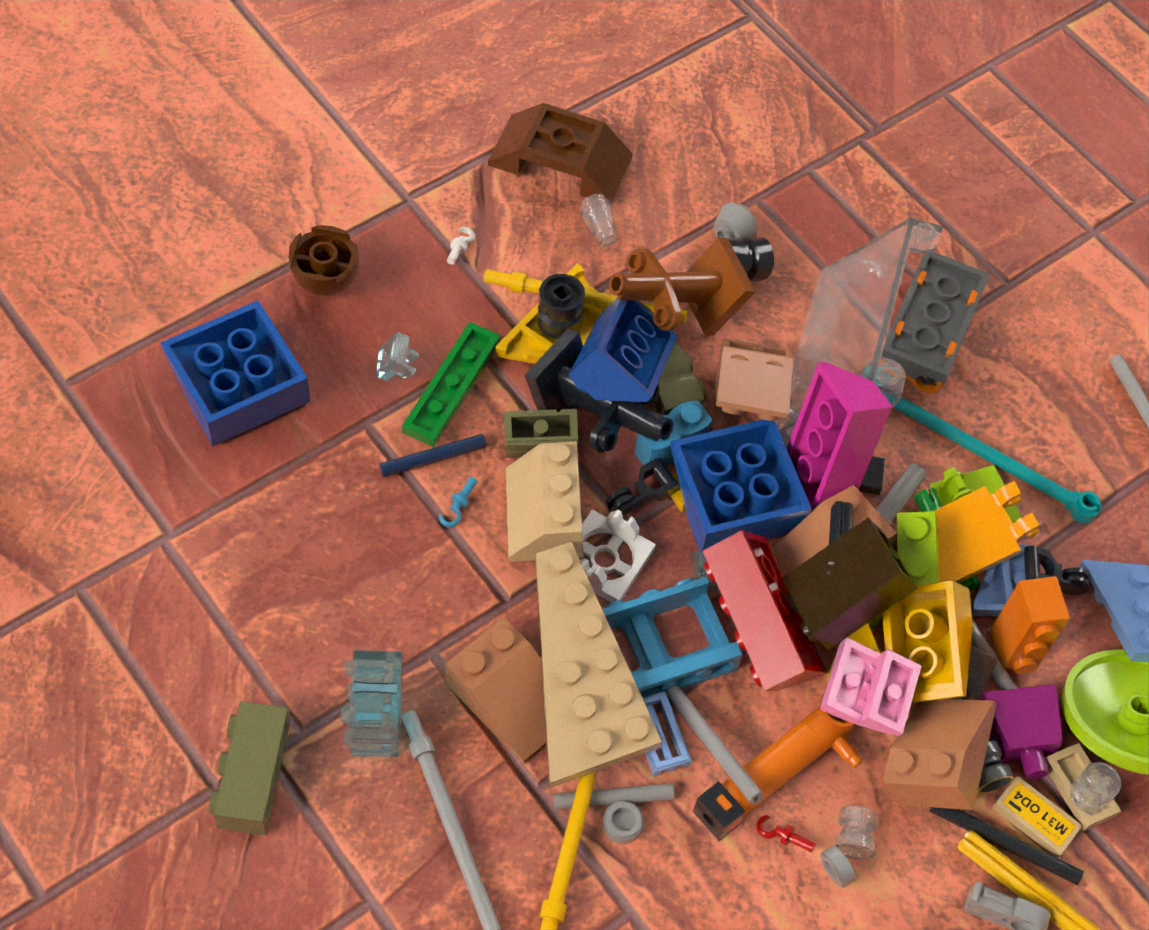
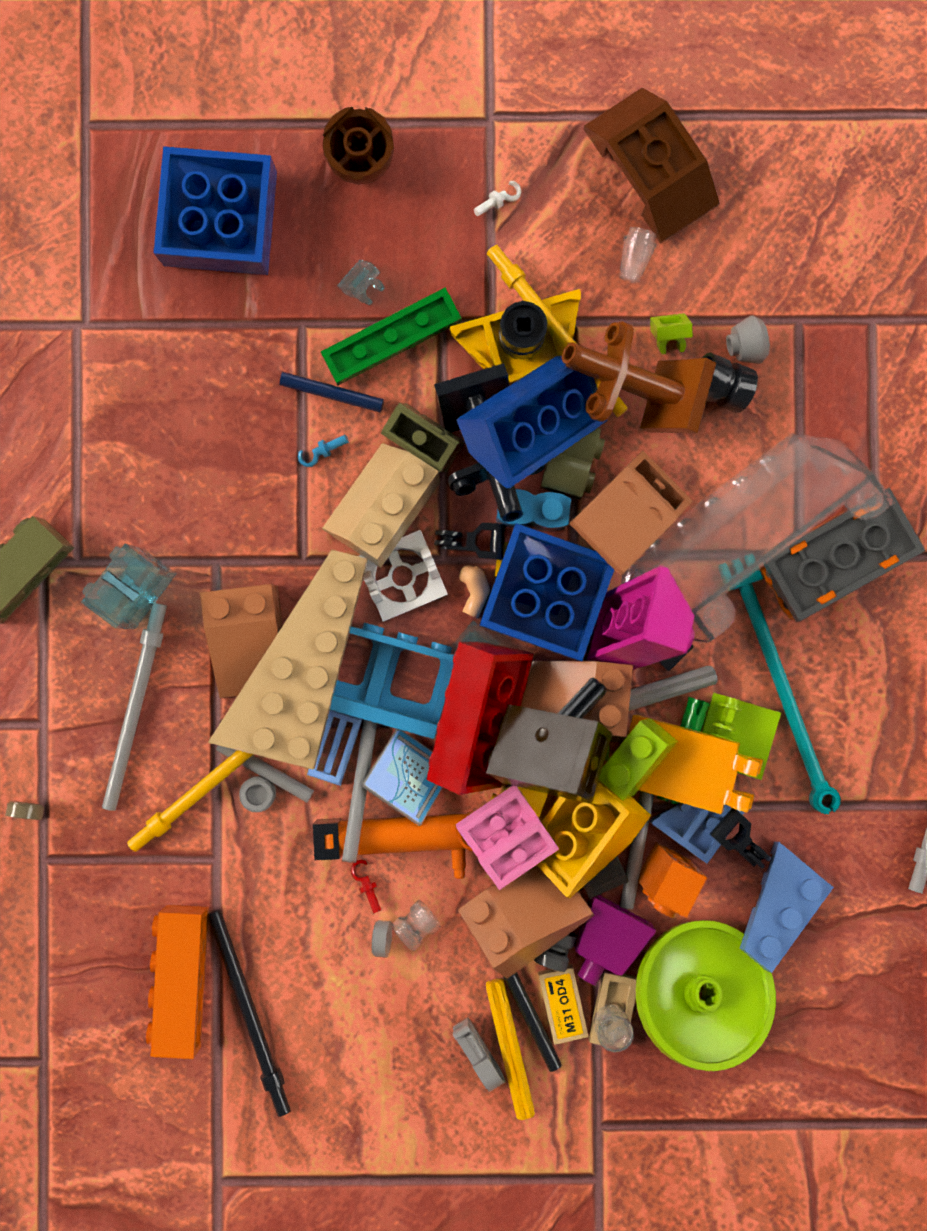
camera: 40 degrees right, 30 degrees up
(672, 250) = (671, 328): none -> lime tile
(678, 526) = (478, 589): none -> light nougat arm
(744, 707) = (401, 777): none -> piece

